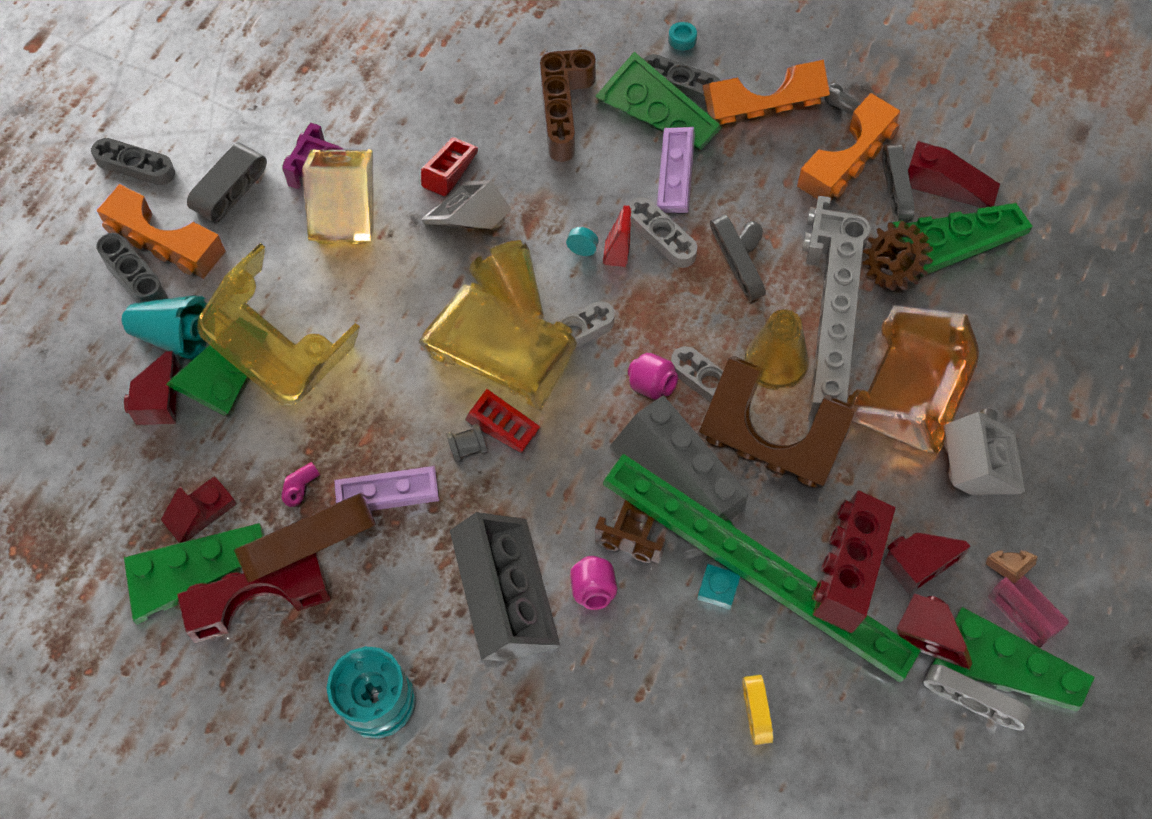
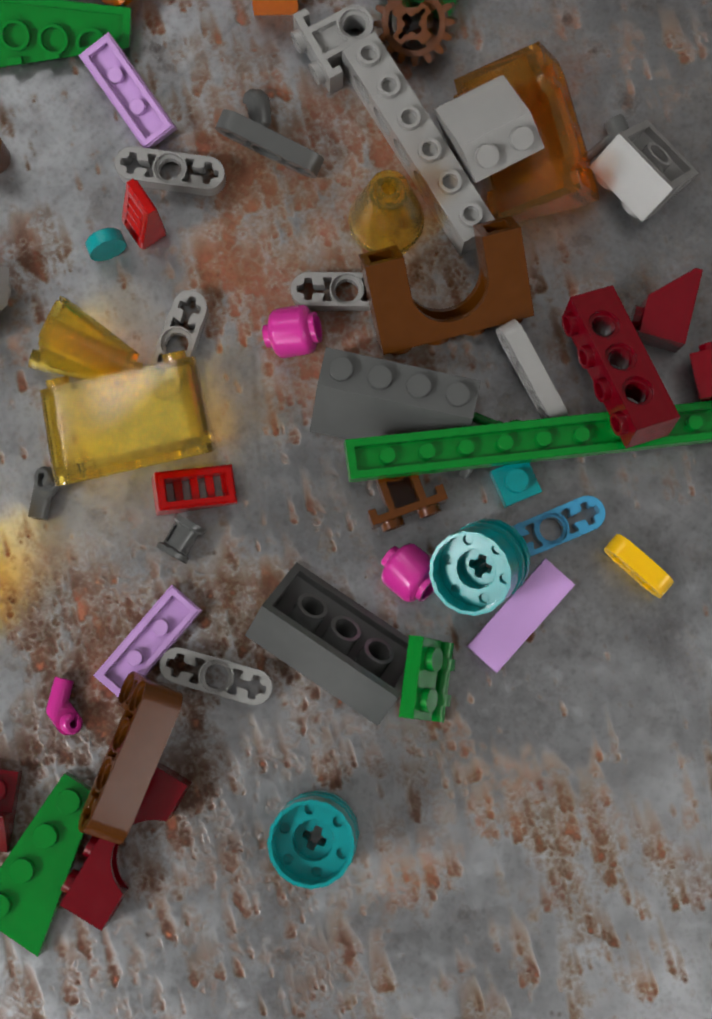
camera: 45 degrees left, 20 degrees up
(407, 352) = (42, 494): none -> dark grey arm
(413, 570) = (185, 677): none -> light grey beam
(535, 650) = (427, 679): none -> green plate
(642, 608) = (462, 575): none -> teal wheel
(644, 675) = (520, 615): none -> lavender tile
(688, 636) = (572, 508): none -> dark azure beam
(791, 517) = (530, 370): none -> light grey beam
(890, 349) = (488, 128): none -> light grey slope

